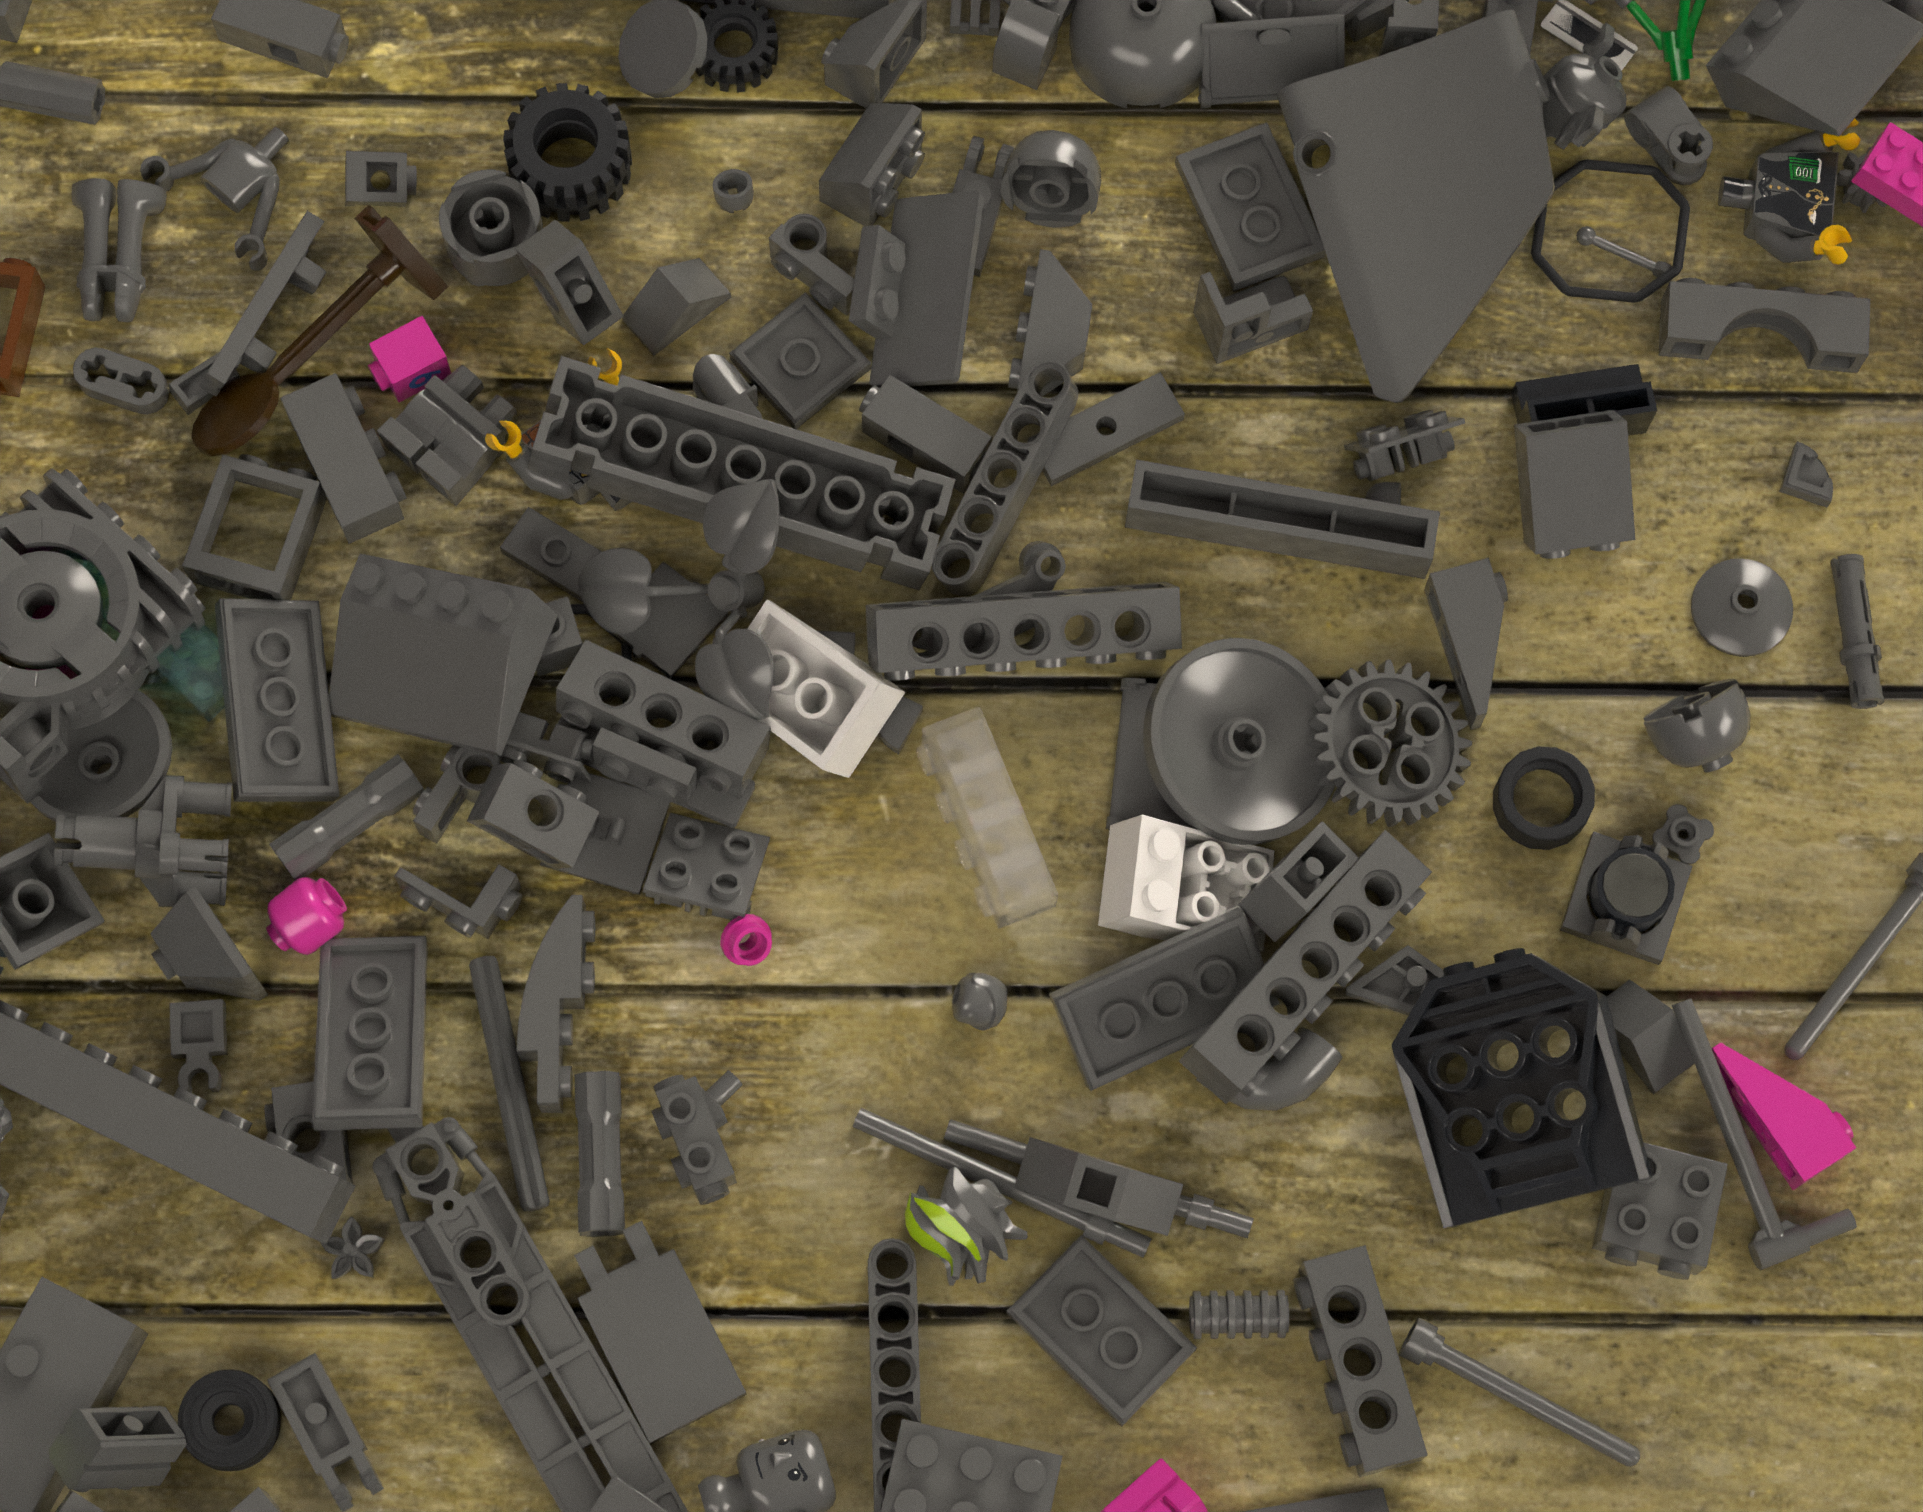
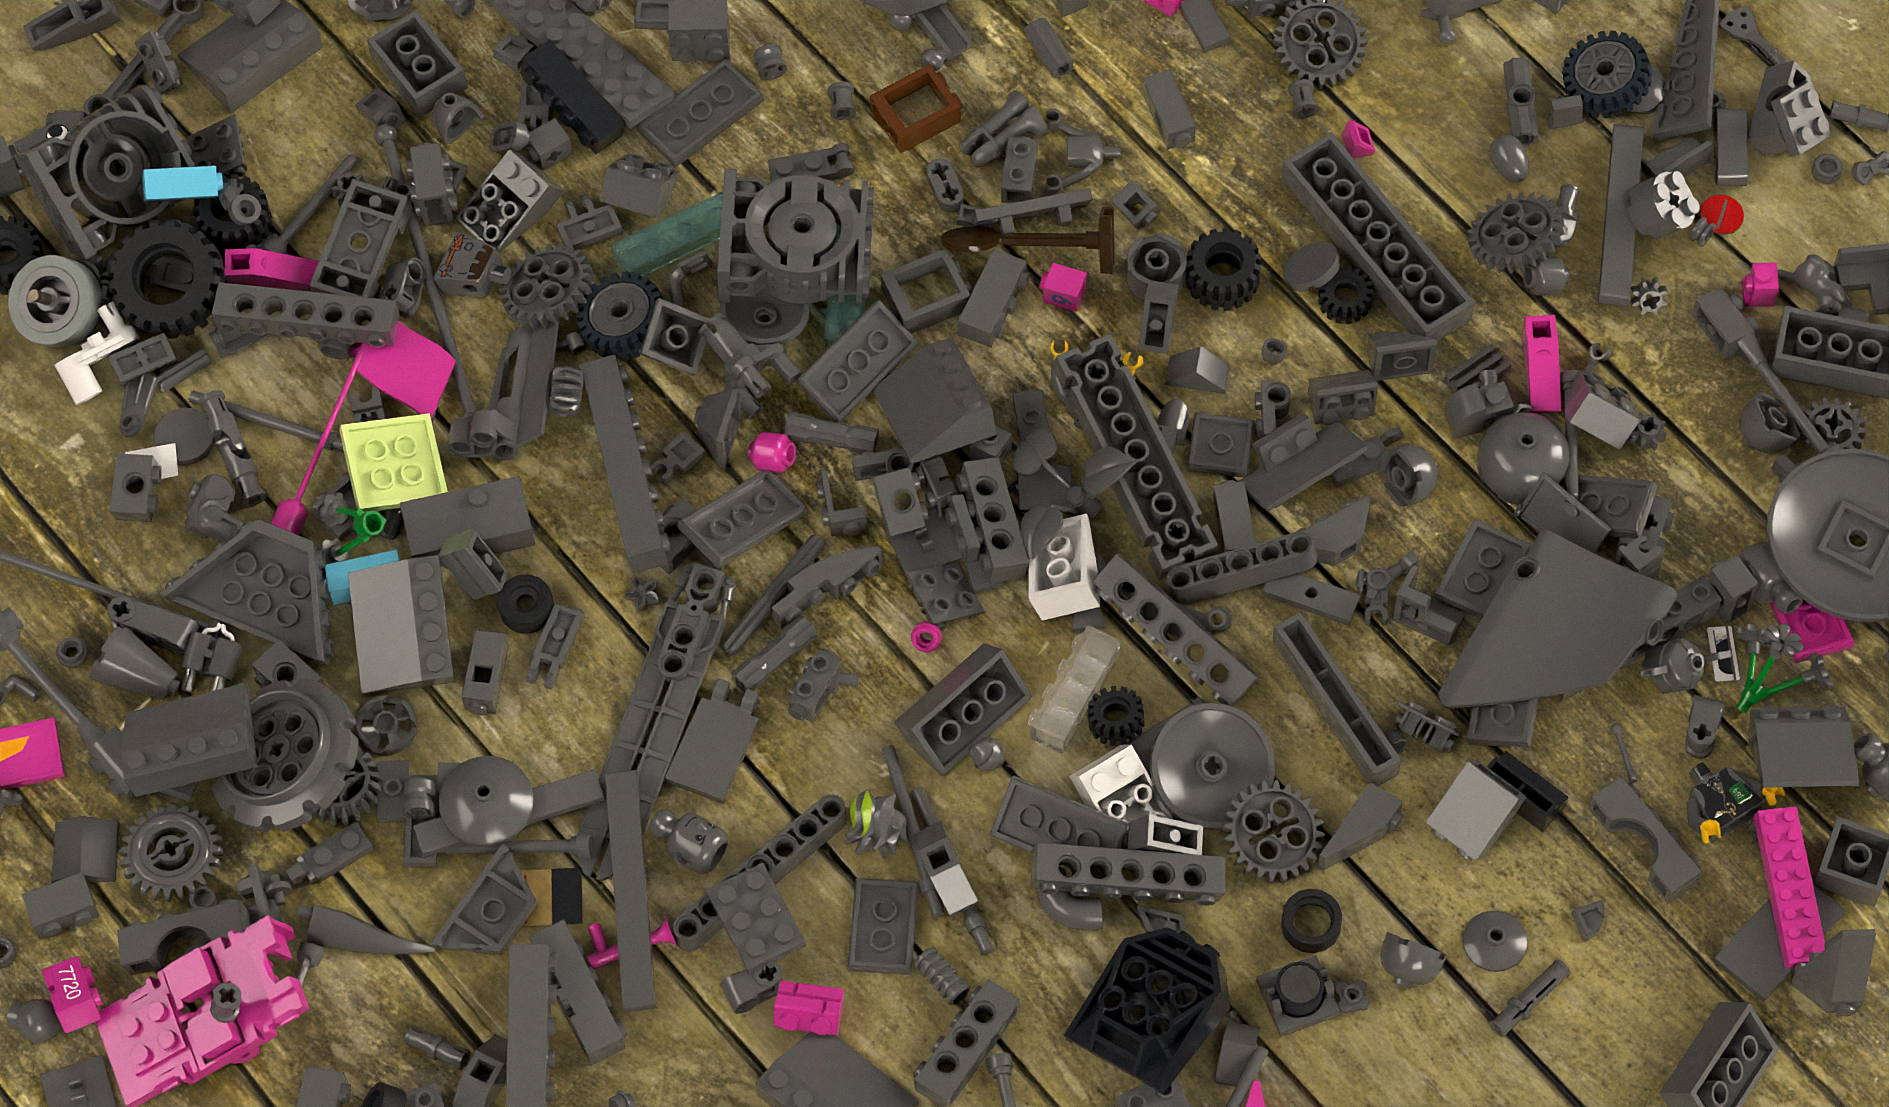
camera: 55 degrees right, 10 degrees down
(192, 274) = (1019, 169): none -> dark grey brick
(447, 435) = (1041, 324): dark grey hips -> none
(888, 977) = (963, 708): none -> dark grey slope
(1063, 769) = (1115, 730): none -> black tyre
(1159, 340) = (1378, 584): none -> dark grey piece
(1480, 356) = (1503, 724): none -> dark grey hinge
(1612, 295) = (1645, 773): black piece -> none

